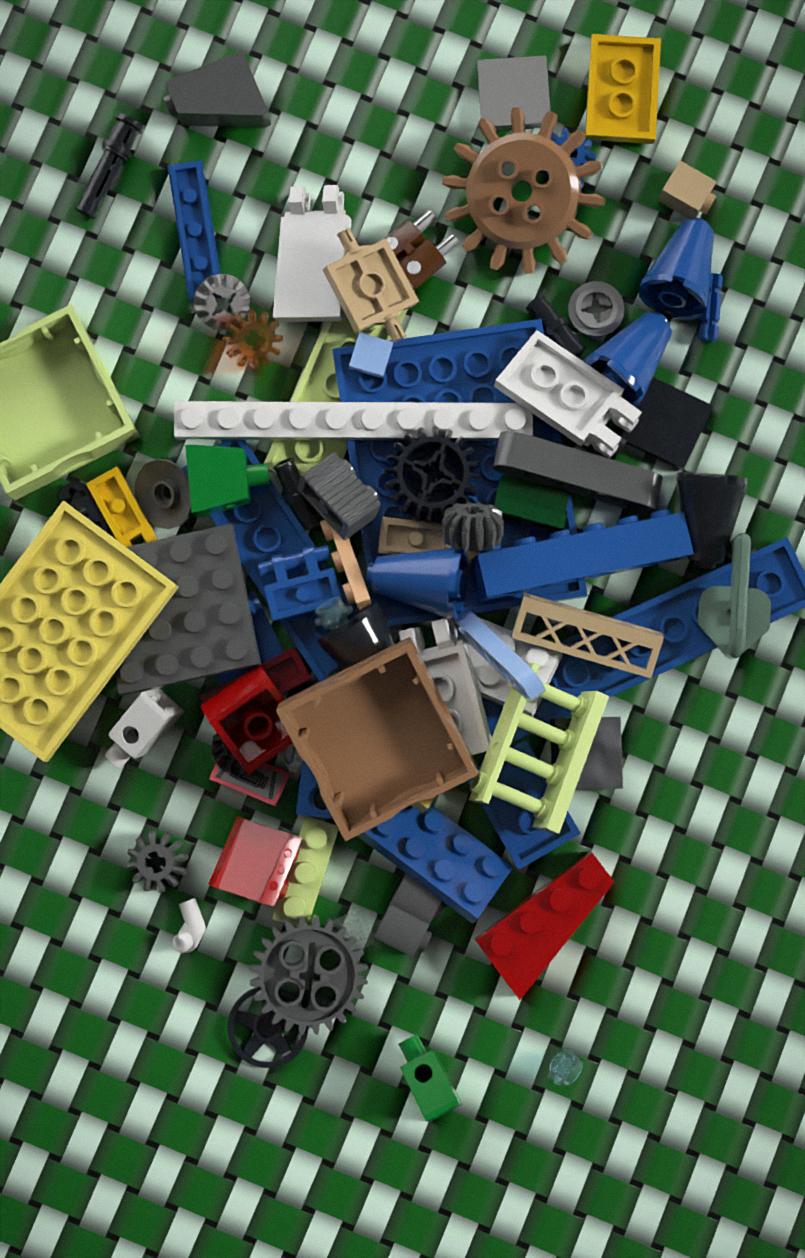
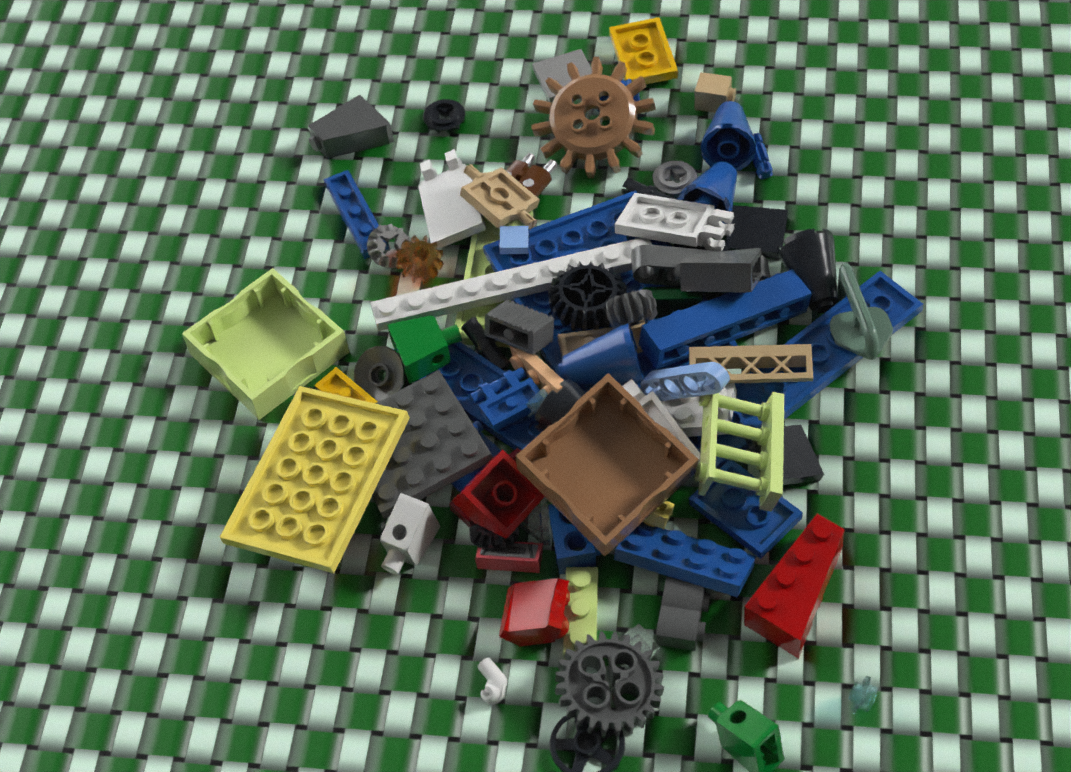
camera: 10 degrees left, 30 degrees down
(115, 152) = (281, 181): black pin -> none
(151, 873) = (437, 632): dark grey gear -> none
(347, 95) = (444, 108): none -> black gear
(596, 504) = (720, 271): none -> dark grey slope

